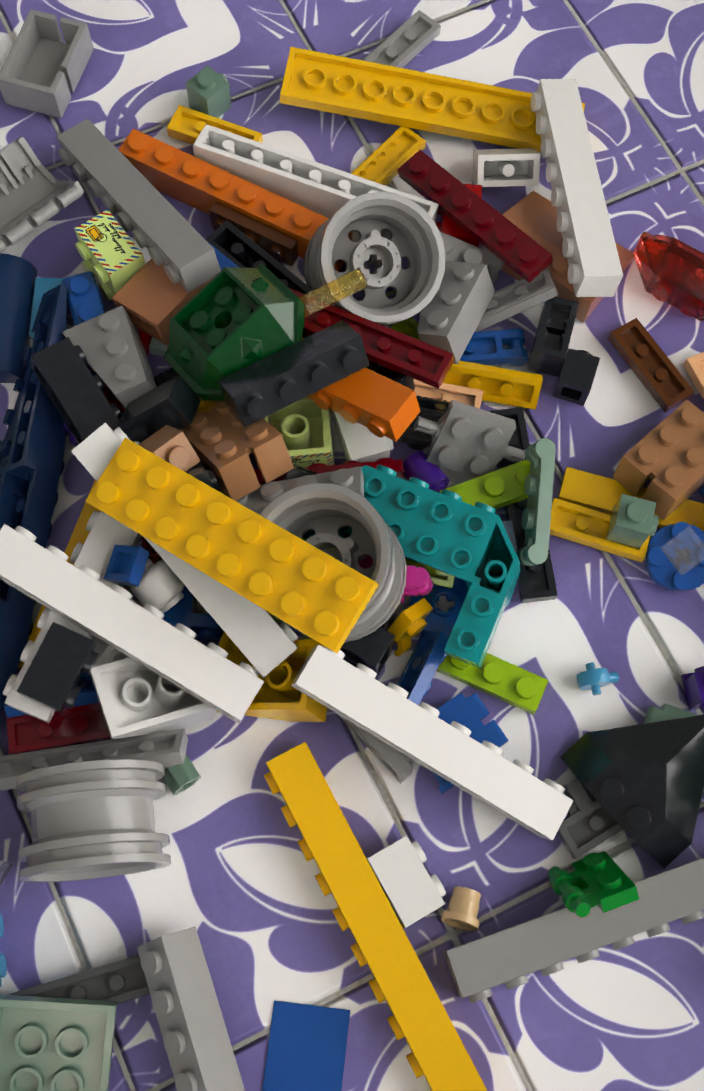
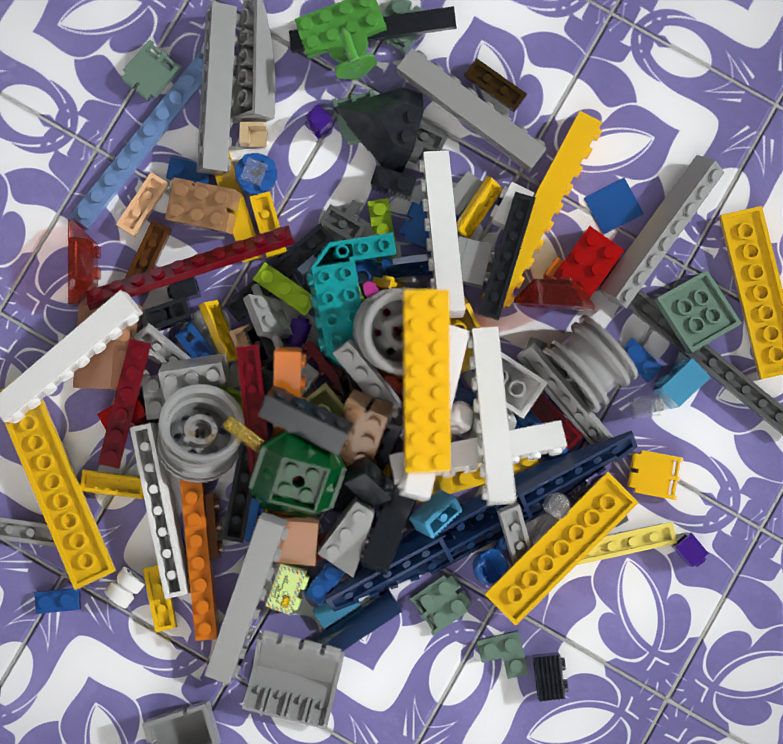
camera: 120 degrees left, 15 degrees up
(51, 918) = (643, 361): none -> blue plate
(58, 481) = (435, 513): none -> dark azure brick
(58, 667) = (535, 429): black brick -> none
(126, 565) = (463, 434): blue plate -> none
(172, 447) = (392, 454): medium nougat brick -> none
(209, 92) = (135, 620): sand green brick -> none
(223, 847) = (555, 294): none -> clear red wedge
(243, 935) = (590, 260): none -> red brick
(254, 103) = (122, 590): none -> white wheel
(274, 879) = (553, 267): none -> orange tile
(297, 33) = (57, 600): none -> blue plate
(338, 815) = (506, 256): none -> black plate
(359, 769) = (475, 262): none -> light grey brick
(438, 830) = (478, 207): none -> yellow plate
(463, 909) = (506, 174): tan piece -> none
(474, 828) = (464, 191): none -> light grey tile
(506, 167) = (72, 409): white brick -> none
(539, 489) = (275, 261): sand green plate -> none
(539, 630) = (344, 221): none -> dark grey hinge
(552, 730) = (393, 183): none -> black brick
(593, 883) = (450, 118): green plate -> none
(595, 678) = (351, 179): dark azure piece -> none
(598, 403) = (192, 266): none -> dark red plate
(613, 991) = (495, 85): none -> dark brown plate
(632, 521) = (257, 206): sand green brick -> none

